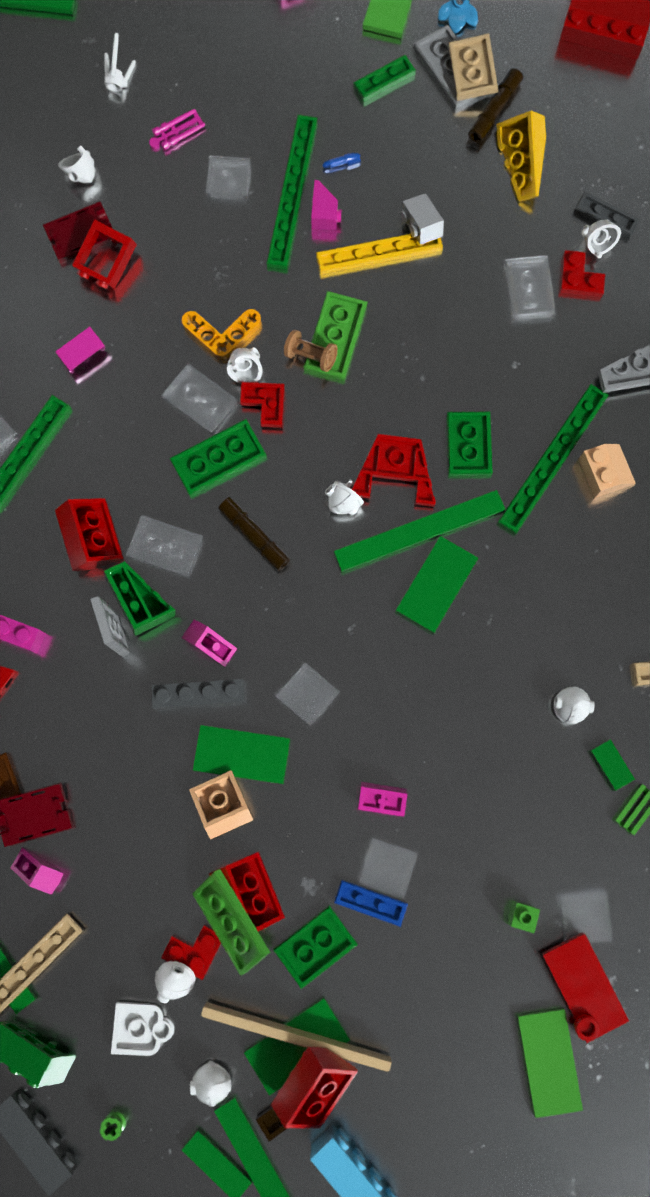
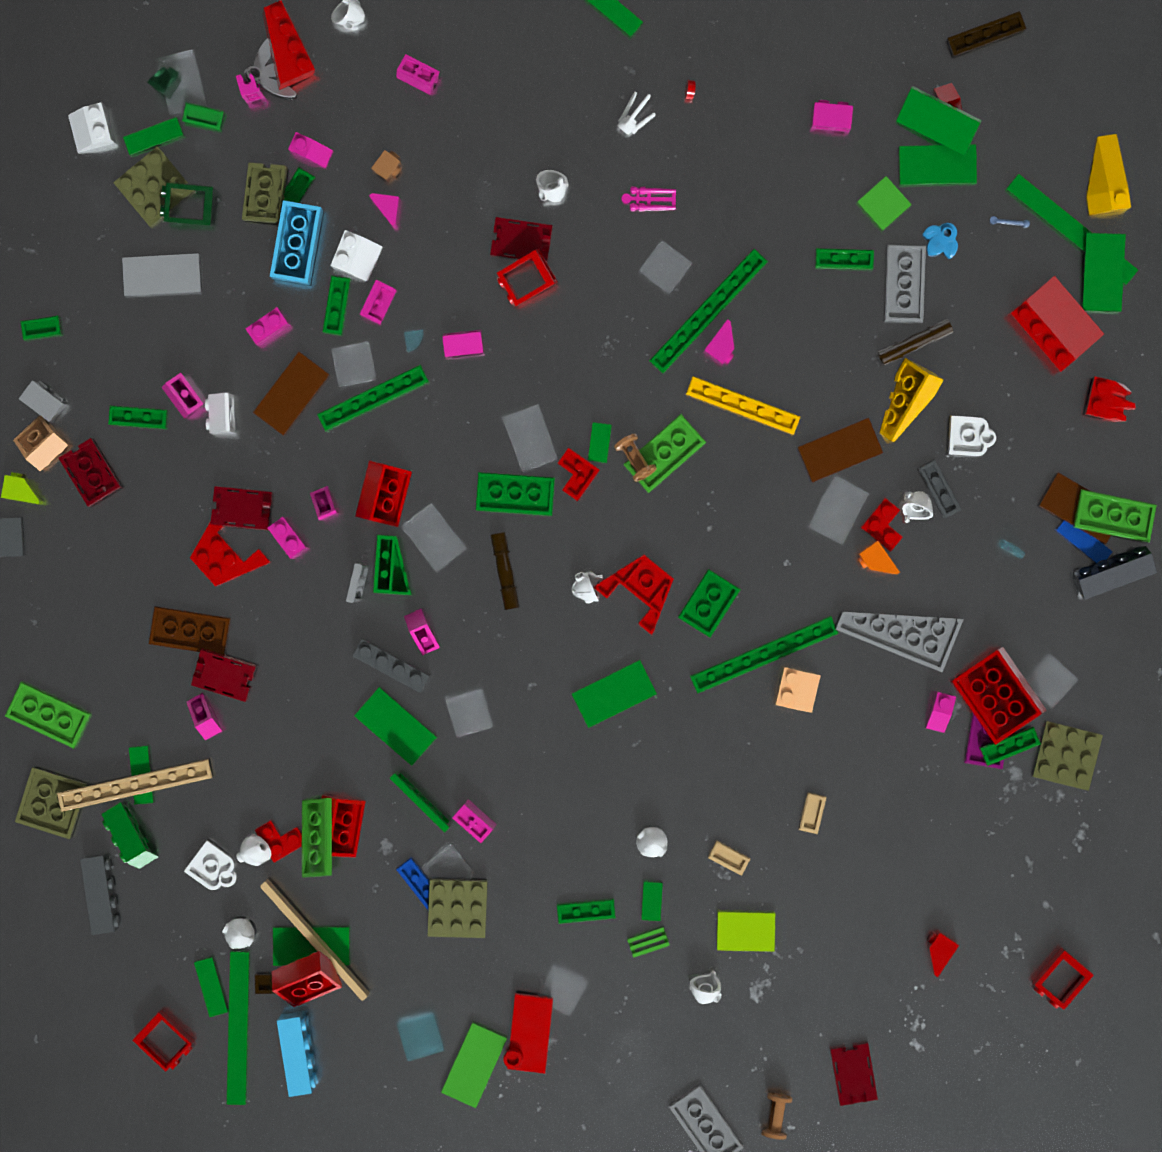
camera: 35 degrees right, 10 degrees up
(31, 376) = (413, 339): none -> clear light blue tile
(36, 580) = (324, 503): none -> dark pink slope
(113, 1133) = (154, 922): bright green bush -> none
(152, 20) = (690, 89): none -> red tile
(220, 339) = (572, 399): light orange beam -> none
(220, 804) = (359, 753): light nougat slope -> none
(244, 365) = (579, 436): white helmet -> none
(271, 366) = (599, 442): none -> green tile
(314, 812) = (421, 801): none -> green tile
(315, 947) = (364, 890): green tile -> none
(349, 159) = (769, 311): blue piece -> none
(419, 531) = (628, 646): green tile -> none
(422, 219) = (790, 405): light grey brick -> none
(423, 902) = (457, 908): none -> olive plate
(473, 67) = (917, 299): tan tile -> none
(474, 1069) = (420, 1037): none -> clear light blue tile
(494, 236) = (840, 450): none -> reddish brown tile
(523, 916) = (519, 961): bright green brick -> none
(554, 818) = (586, 911): none -> green tile
(598, 306) = (876, 559): none -> orange slope
(600, 154) = (969, 436): none -> white plate

